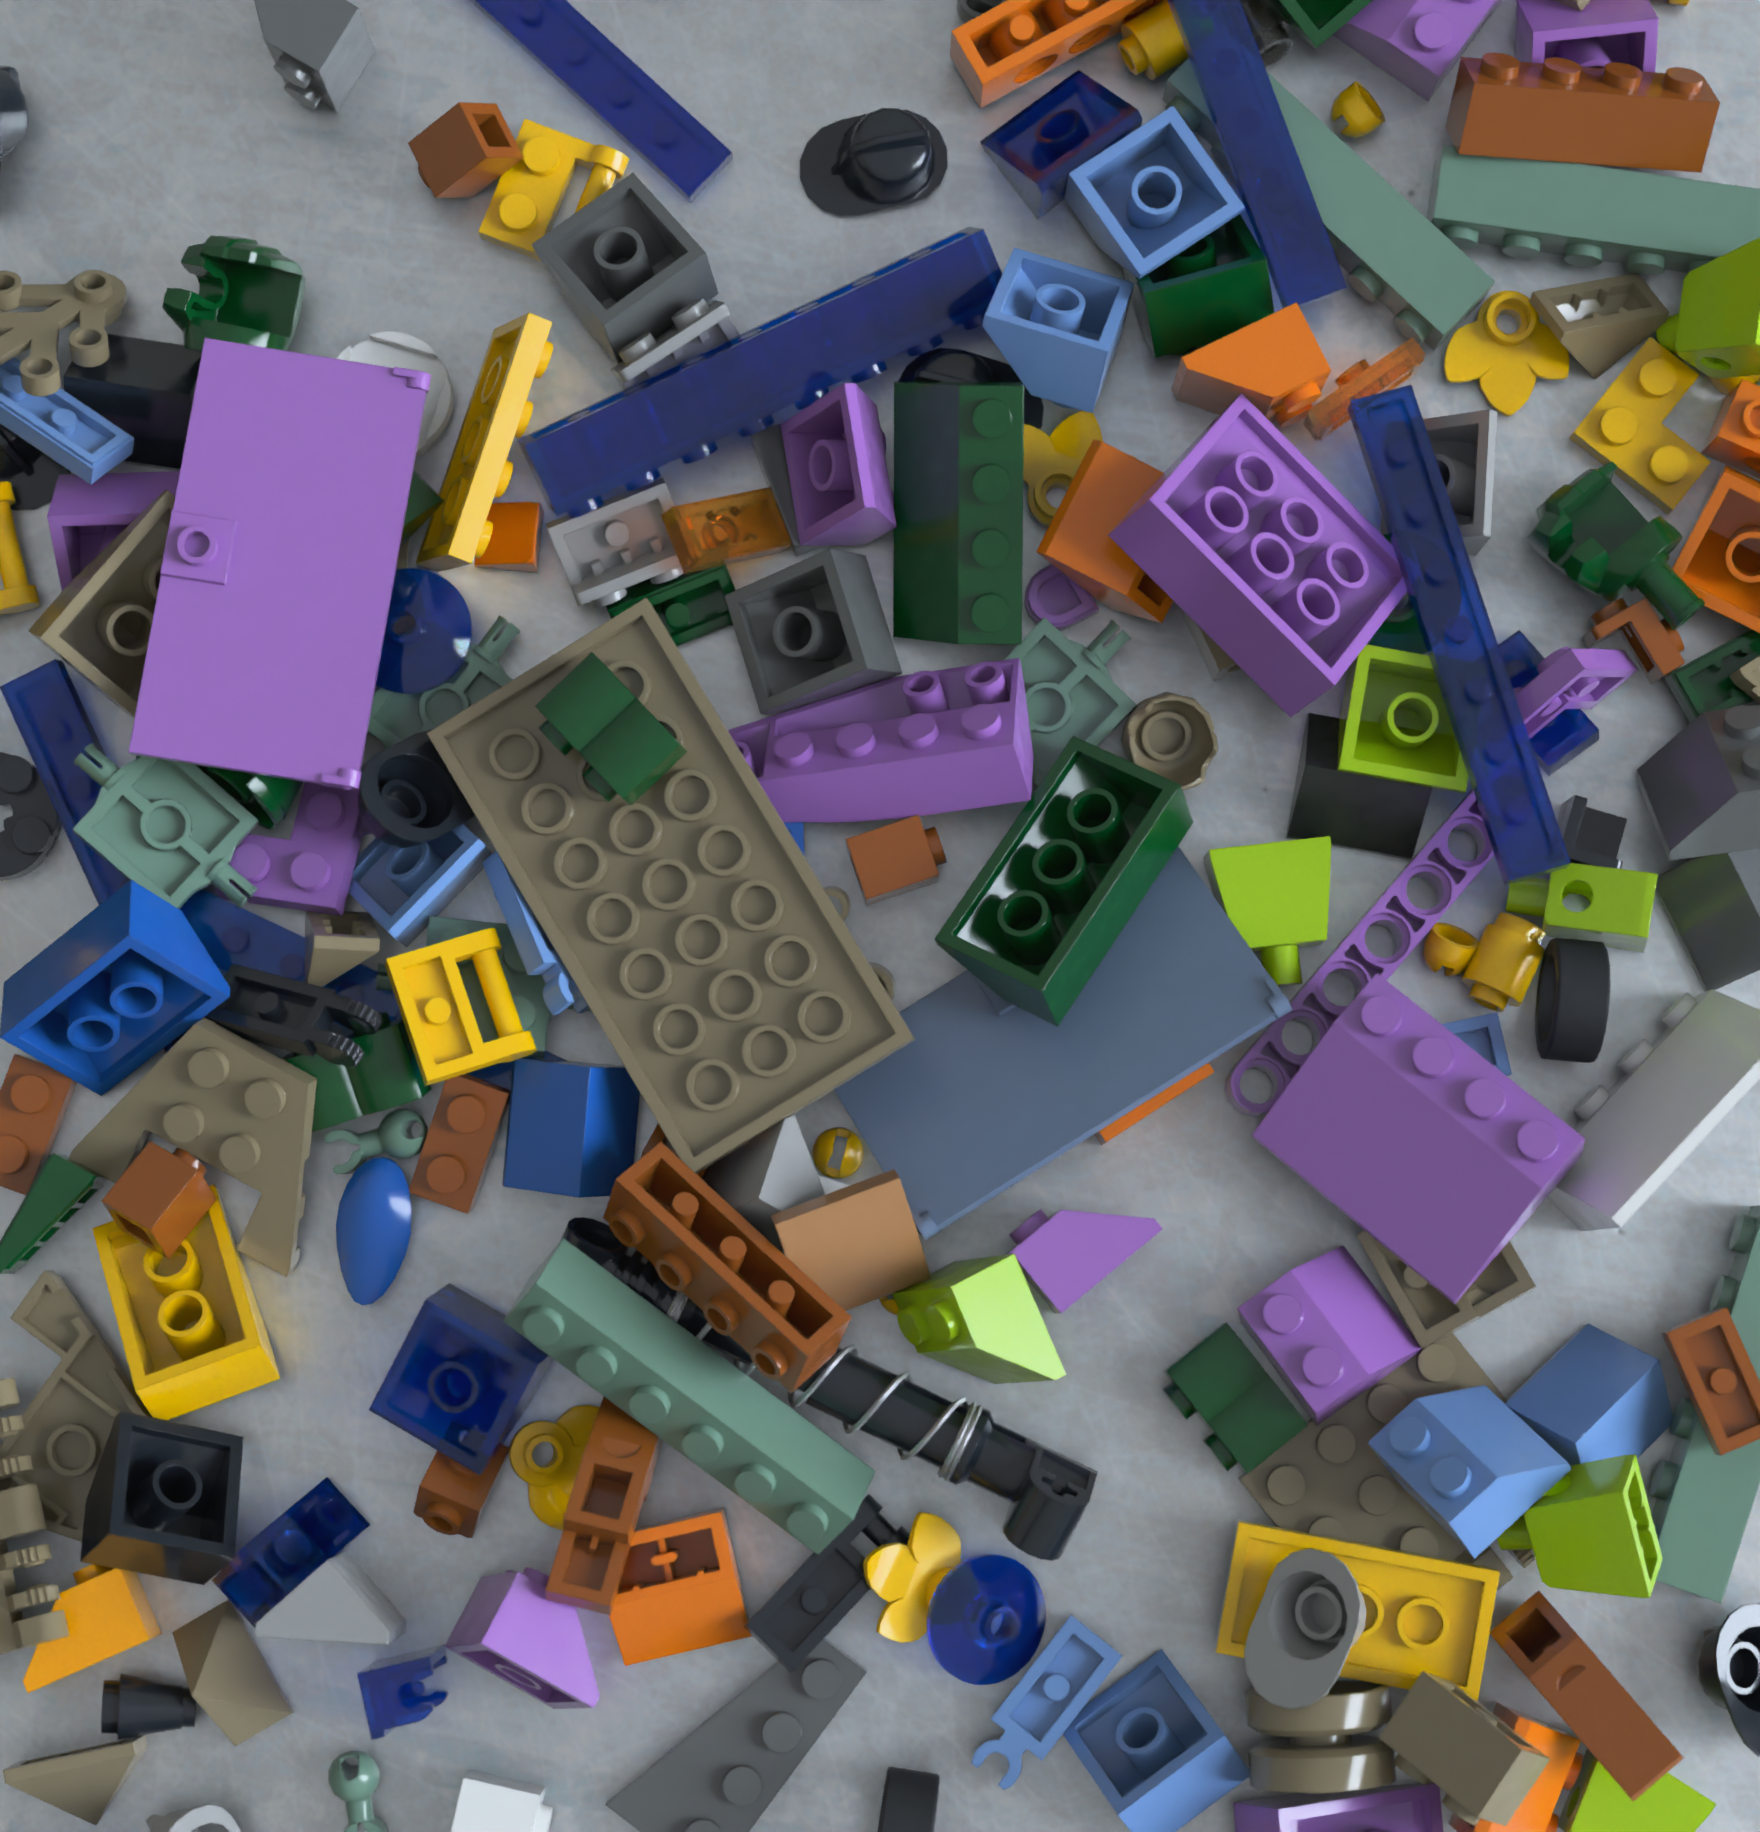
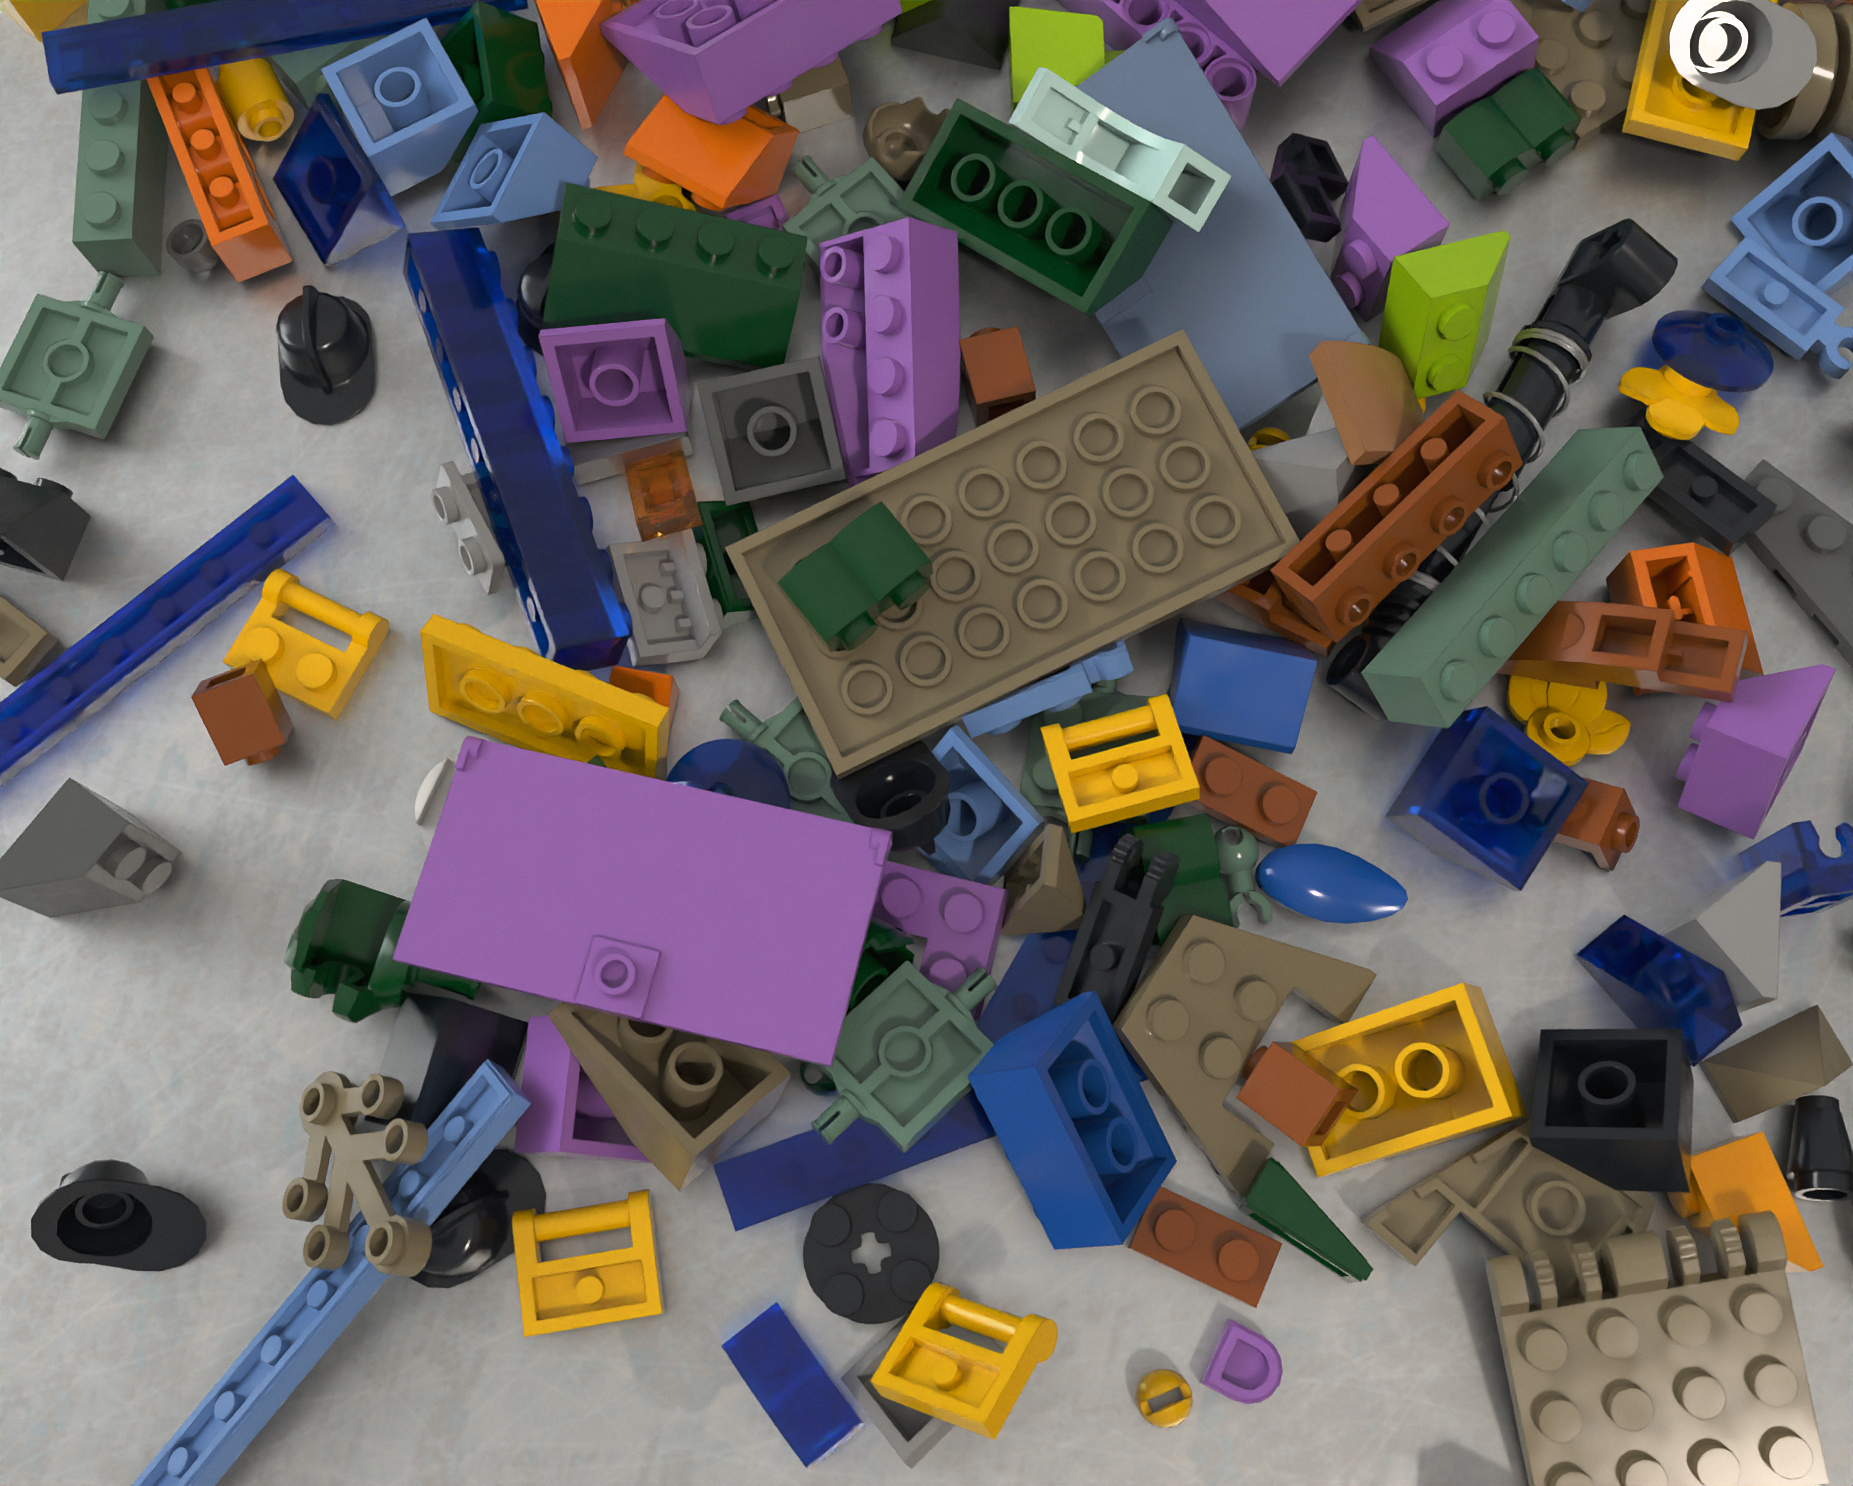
camera: 80 degrees left, 10 degrees down
(625, 265) = (387, 567): dark grey slope -> none
(1121, 979) = (1153, 167): none -> light aqua arch
(1124, 1159) = (1306, 179): none -> black tile

